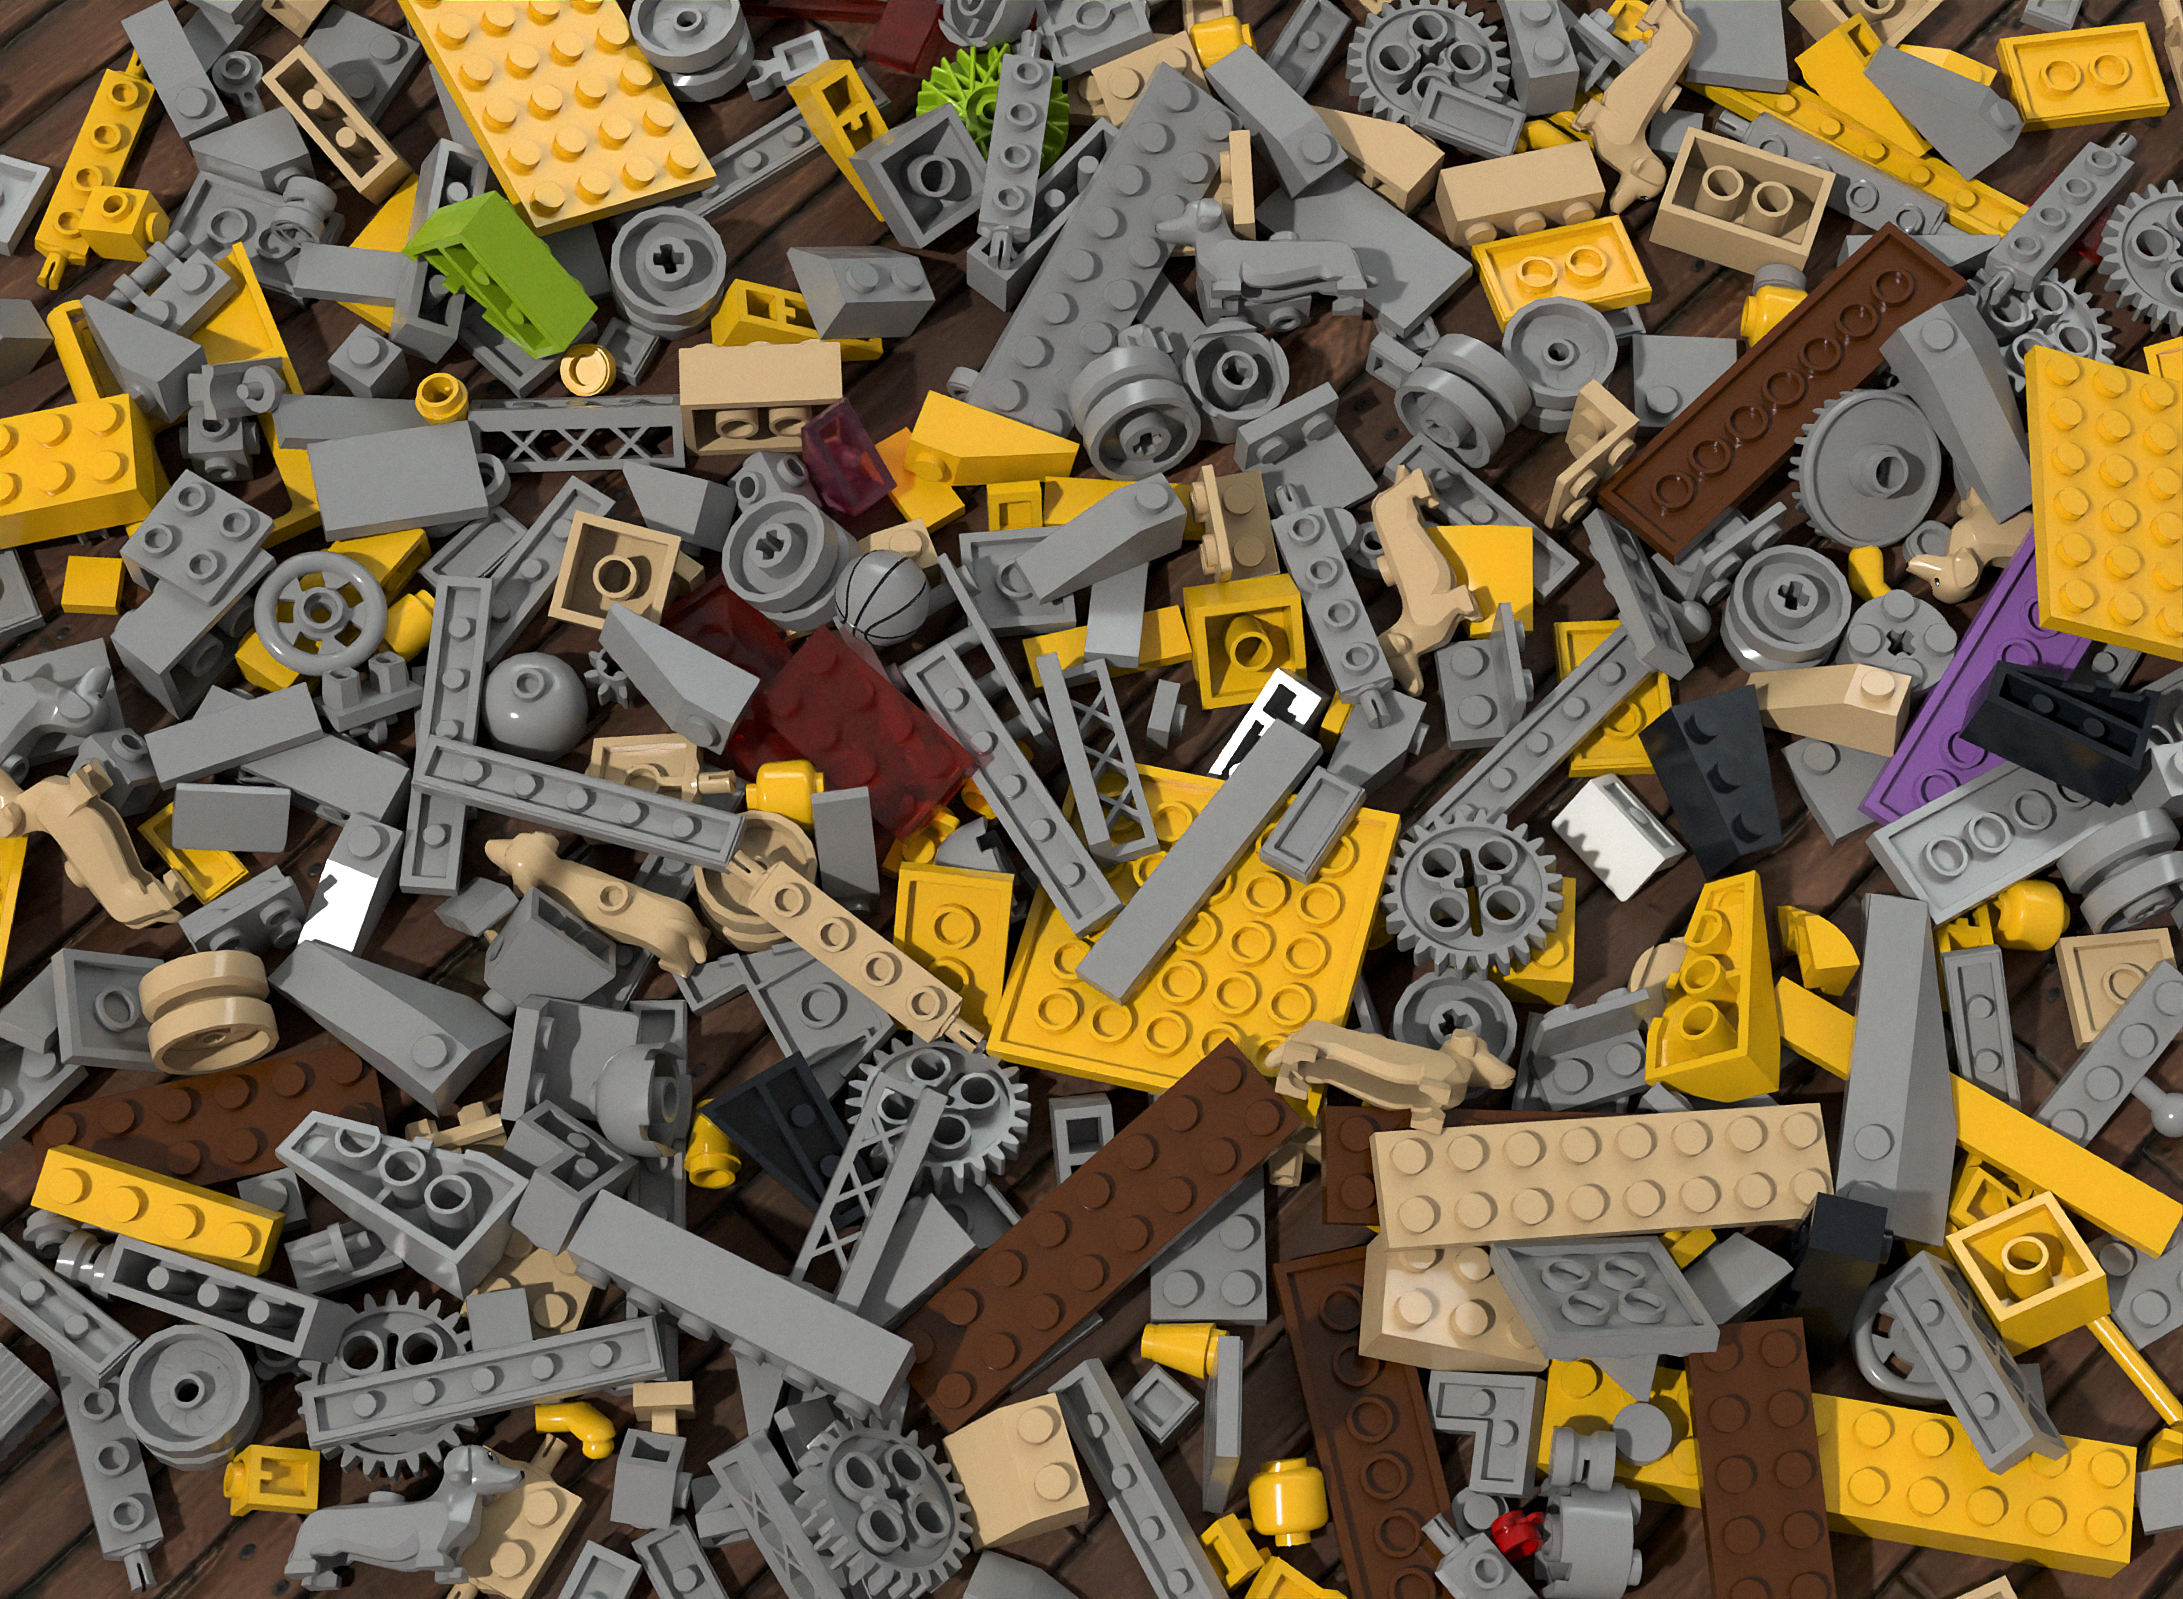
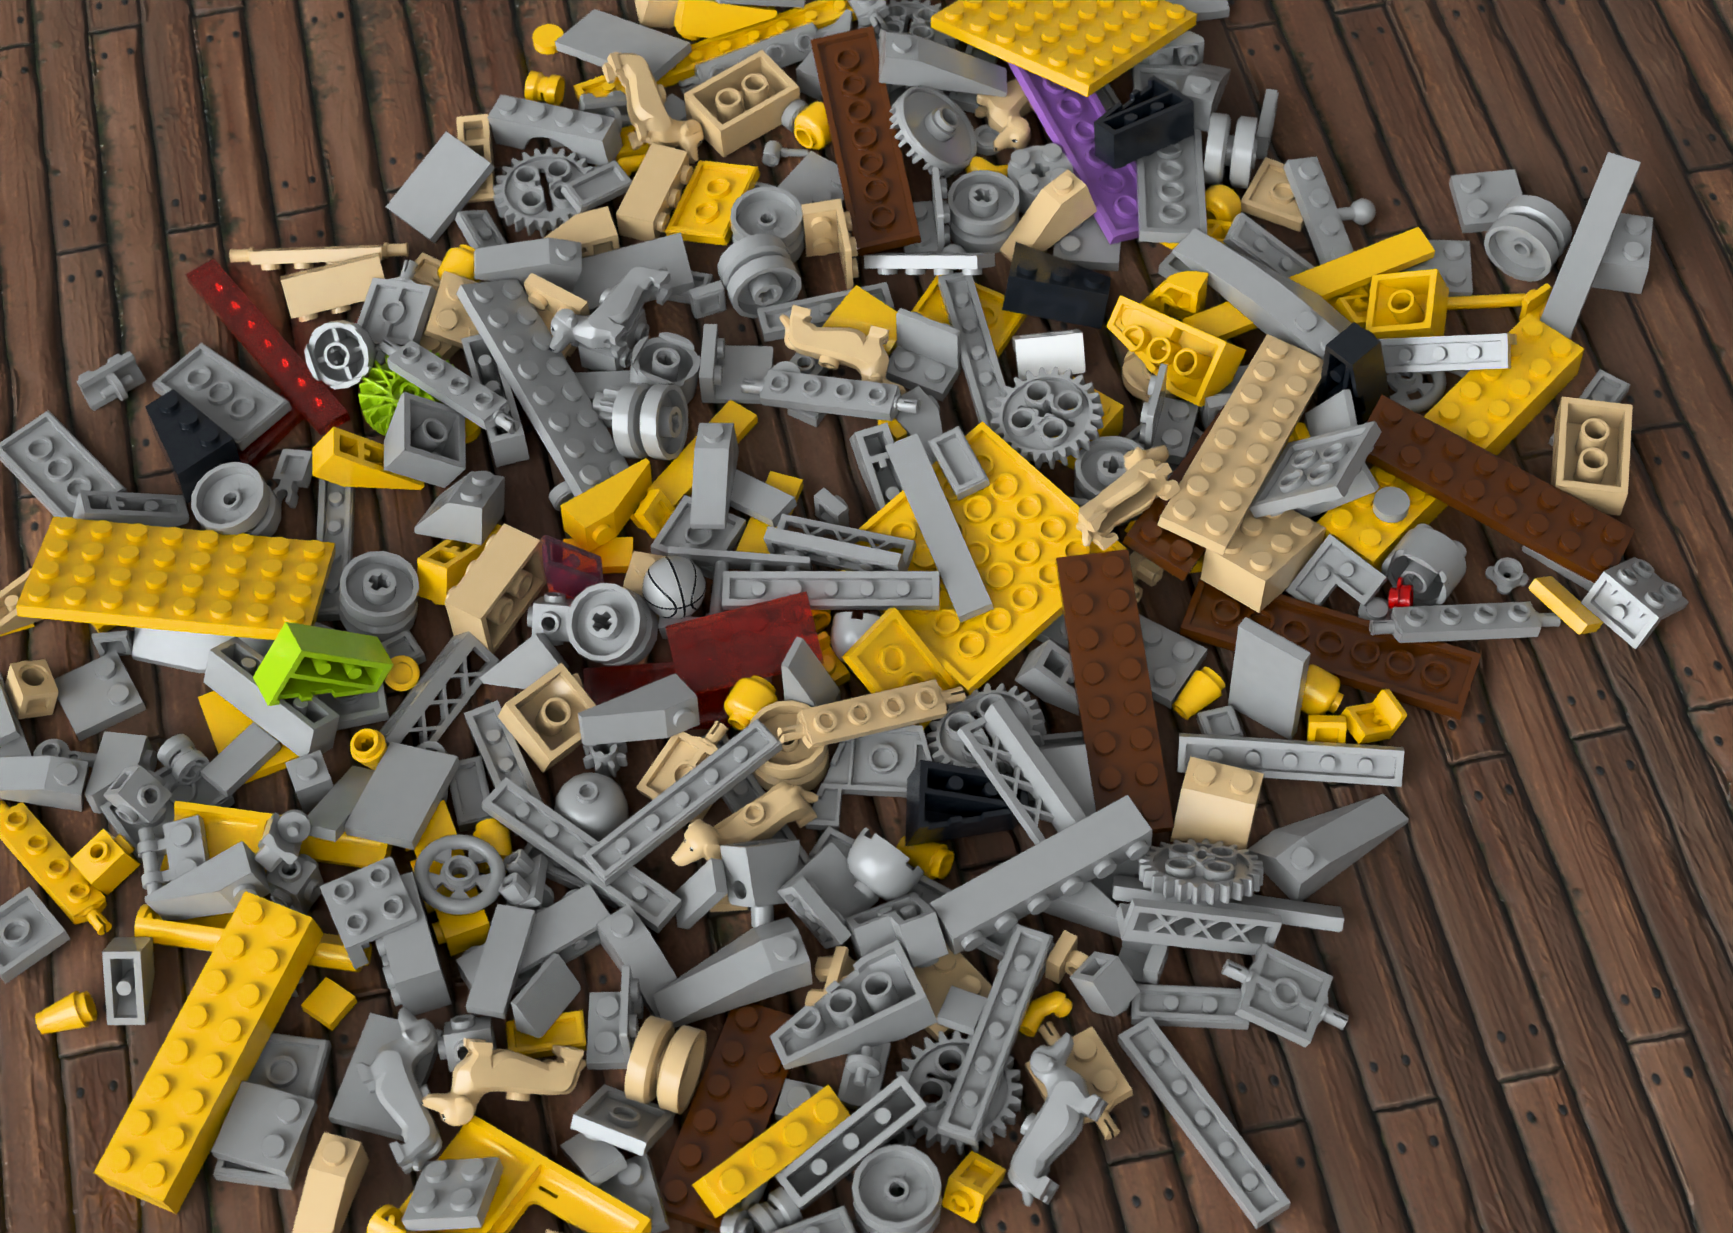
camera: 50 degrees left, 10 degrees down
(218, 198) = (138, 795): none -> light grey brick
(337, 125) = (141, 711): tan brick -> none
(1236, 525) = (752, 418): tan bracket -> none
(1242, 636) = (814, 448): yellow slope -> none
(1582, 1458) = (1389, 533): light grey wheel -> none
(1703, 294) = (773, 151): none -> light grey hand

